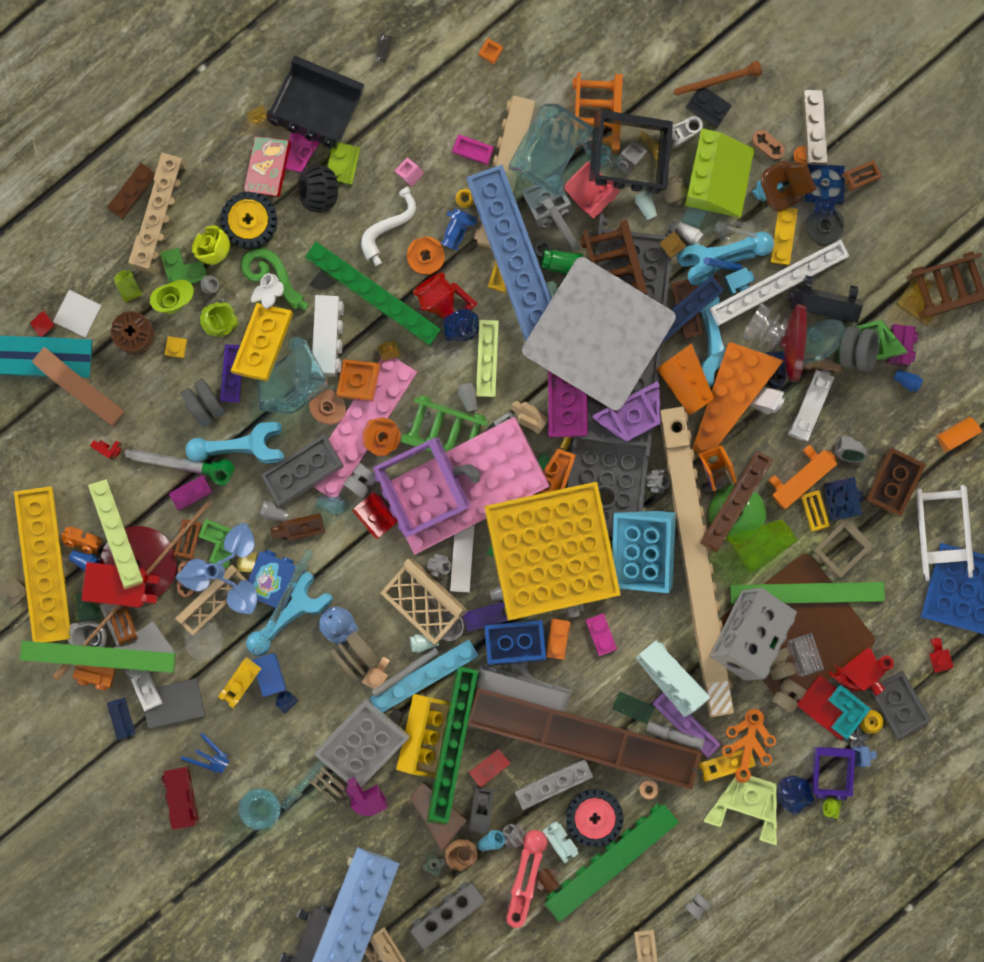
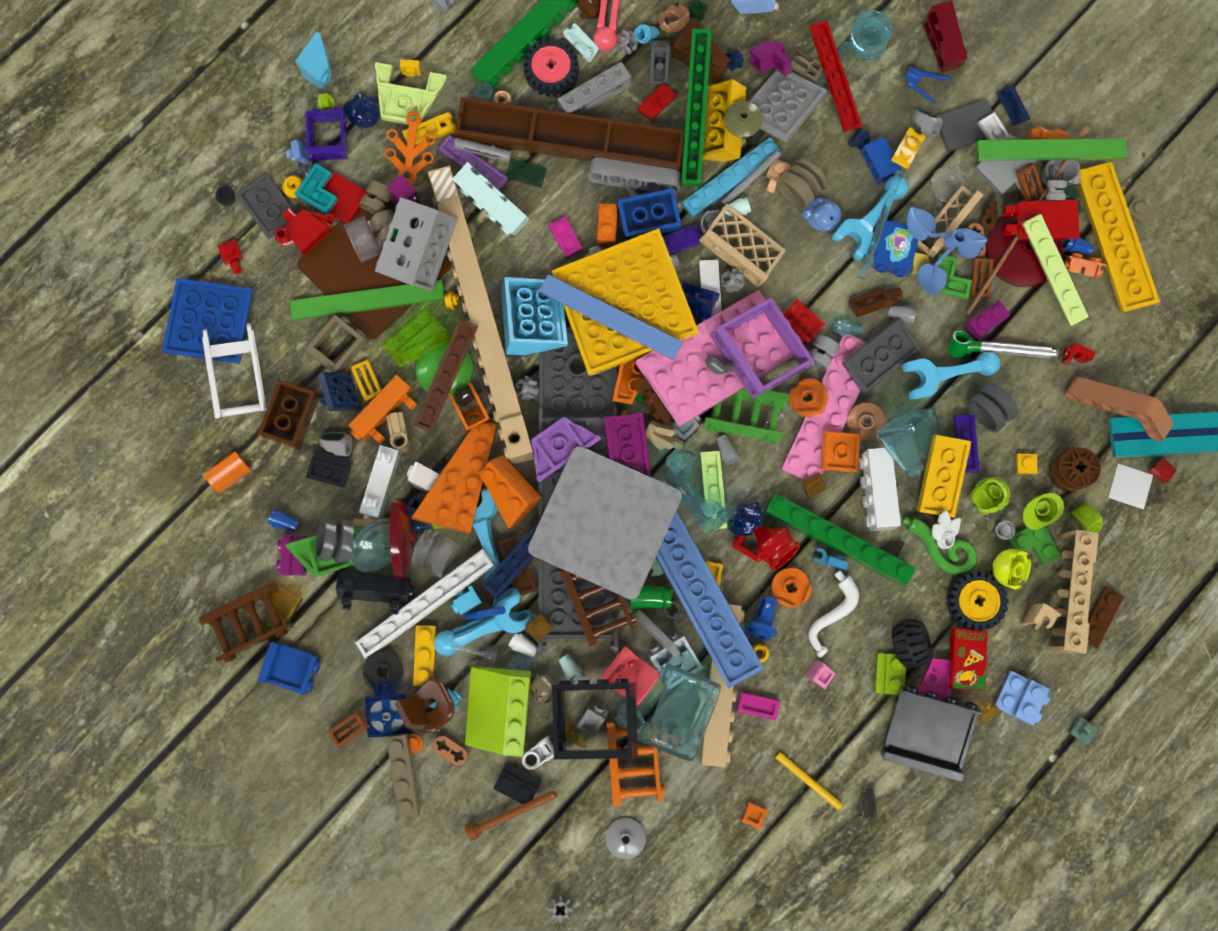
camera: 170 degrees right, 5 degrees down
(100, 614) = (1056, 194): none -> light grey wheel
(166, 605) = (991, 213): none -> reddish brown piece
(169, 88) = (1083, 730): none -> sand green tile
(194, 198) = (1038, 614): none -> tan hinge
(214, 710) = (927, 122): none -> light grey rock
(221, 125) = (1022, 698): none -> light blue plate
(302, 770) = (835, 76): none -> red tile
(379, 274) = (836, 561): none -> dark azure plate
(399, 720) = (743, 127): none -> olive dish
(403, 802) = (738, 60): none -> dark blue plate
(435, 75) = (808, 780): none -> yellow bar
(476, 548) = (700, 300): none -> clear blue bracket
(521, 374) = (707, 514): none -> clear light blue windscreen
(543, 458) = (651, 400): none -> reddish brown hinge
(568, 534) = (611, 317): none -> medium blue tile
(609, 54) = (625, 827): none -> light grey dish
(671, 799) = (484, 91): none -> clear light blue cone
(722, 581) = (452, 300): none -> yellow plate
(740, 834) = (410, 67): none -> yellow plate
(759, 693) = (401, 188): none -> magenta brick
(789, 456) = (398, 431): none -> tan piece
(836, 849) = (315, 62): none -> medium azure slope
(859, 425) = (329, 469): none -> black plate
(912, 239) = (289, 668): none -> blue panel
(941, 721) = (225, 196): none -> black tile

